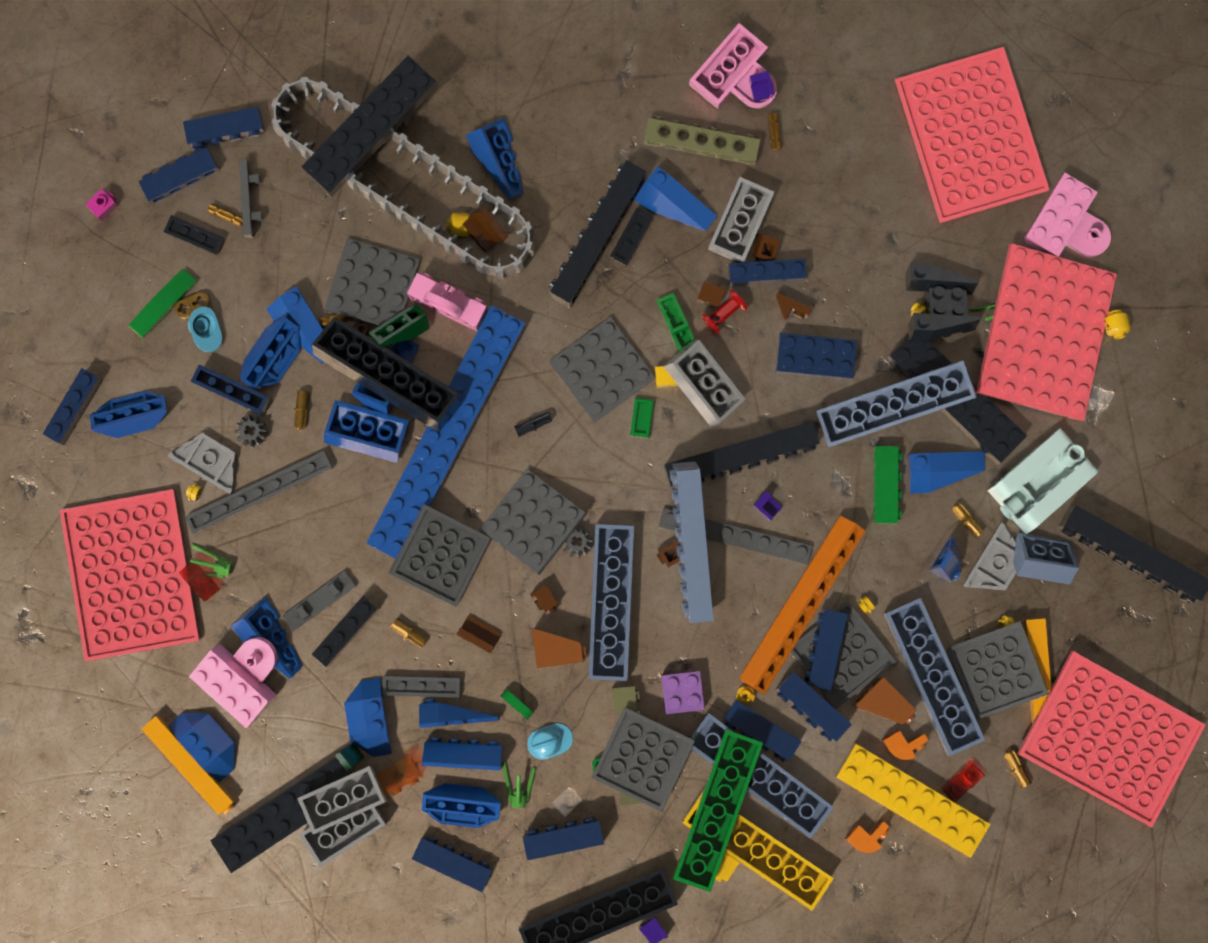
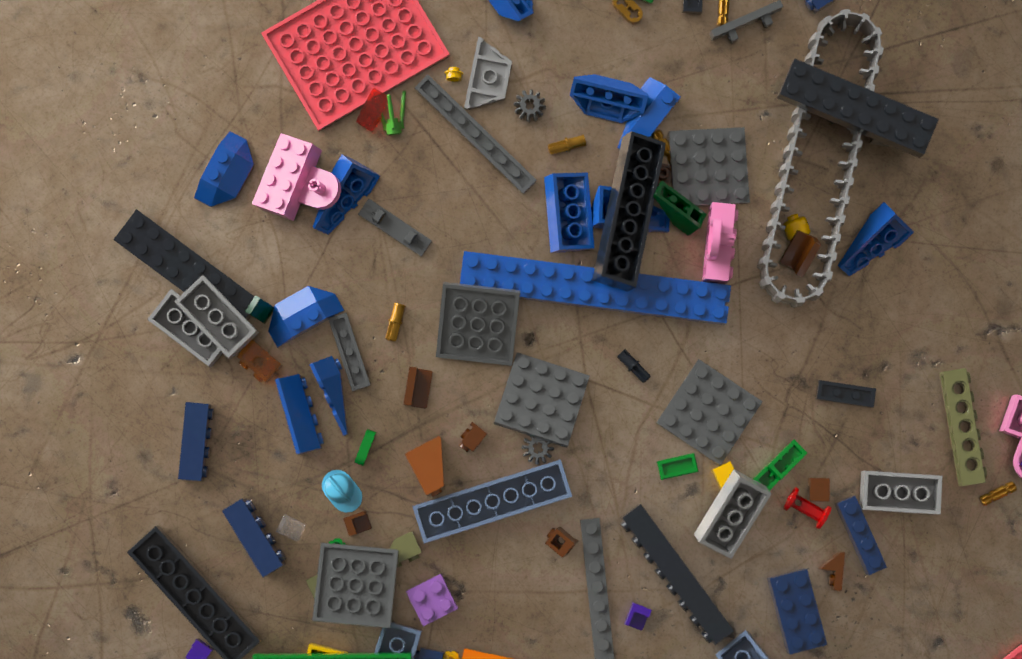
camera: 65 degrees right, 0 degrees up
(201, 781) = (187, 184): light orange brick -> none
(205, 329) = (609, 27): medium azure piece -> none
(230, 390) = (561, 72): dark blue brick -> none
(345, 631) = (375, 262): black brick -> none
(461, 805) = (252, 430): blue wedge -> none
(518, 799) = (277, 480): bright green plant -> none
(585, 737) = (357, 523): none -> reddish brown panel
(598, 233) = (836, 361): black brick -> none
(670, 199) = (895, 417): blue wedge -> none
(692, 539) = (576, 558): sand blue brick -> none
(771, 248) = (887, 529): reddish brown brick -> none

